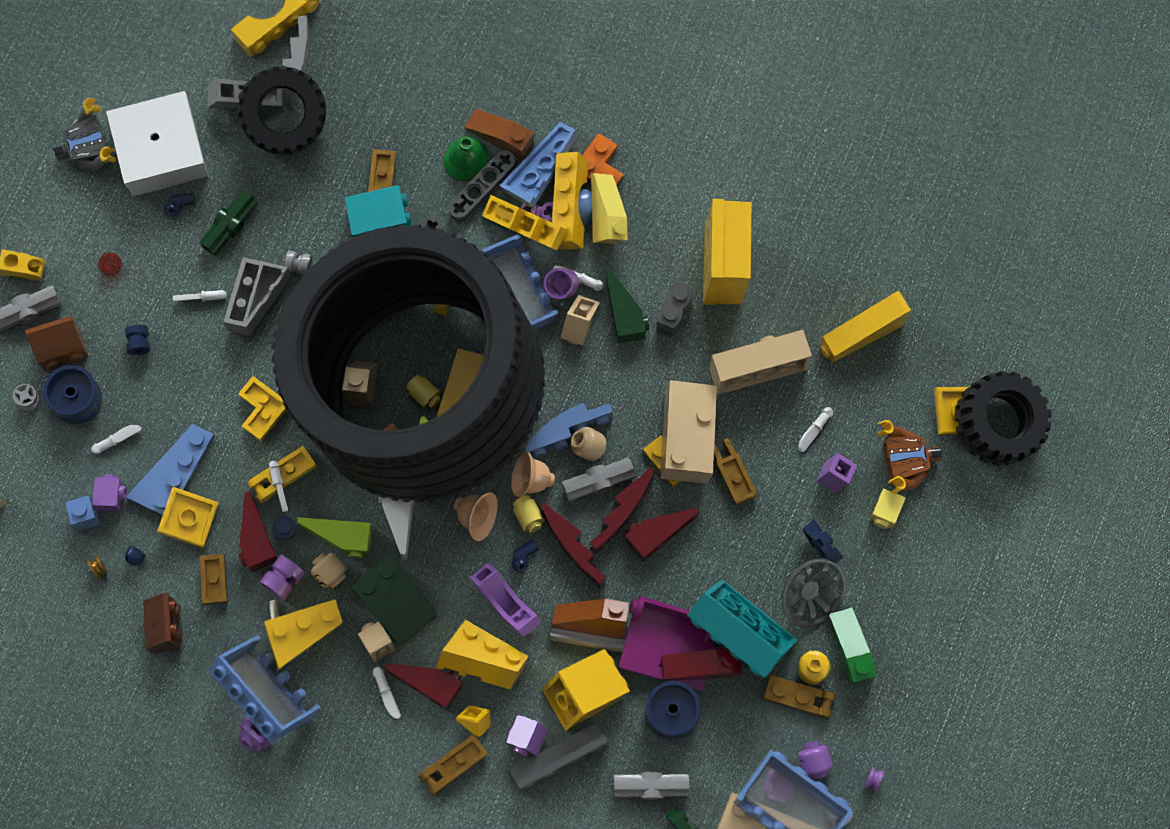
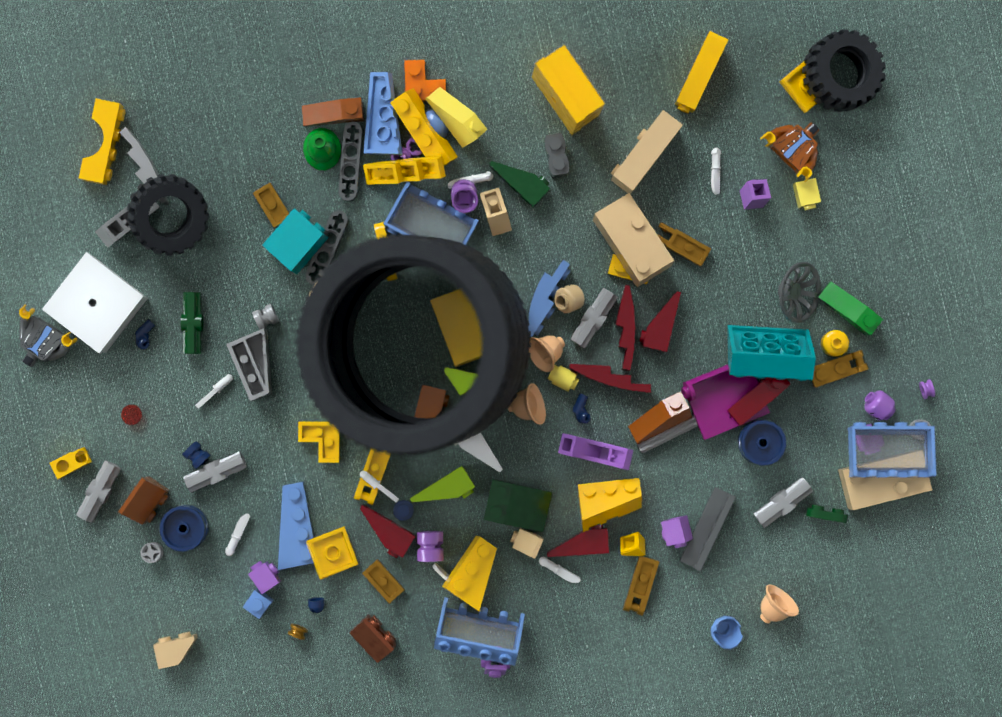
camera: 30 degrees left, 15 degrees up
(141, 367) = (215, 472): none -> light grey piece
(328, 570) = (457, 517): tan head -> none
(360, 384) = (377, 370): tan slope -> none
(424, 392) = (426, 344): light yellow brick -> none
(585, 689) = (692, 470): yellow slope -> none
(821, 542) = (781, 252): dark blue plate -> none

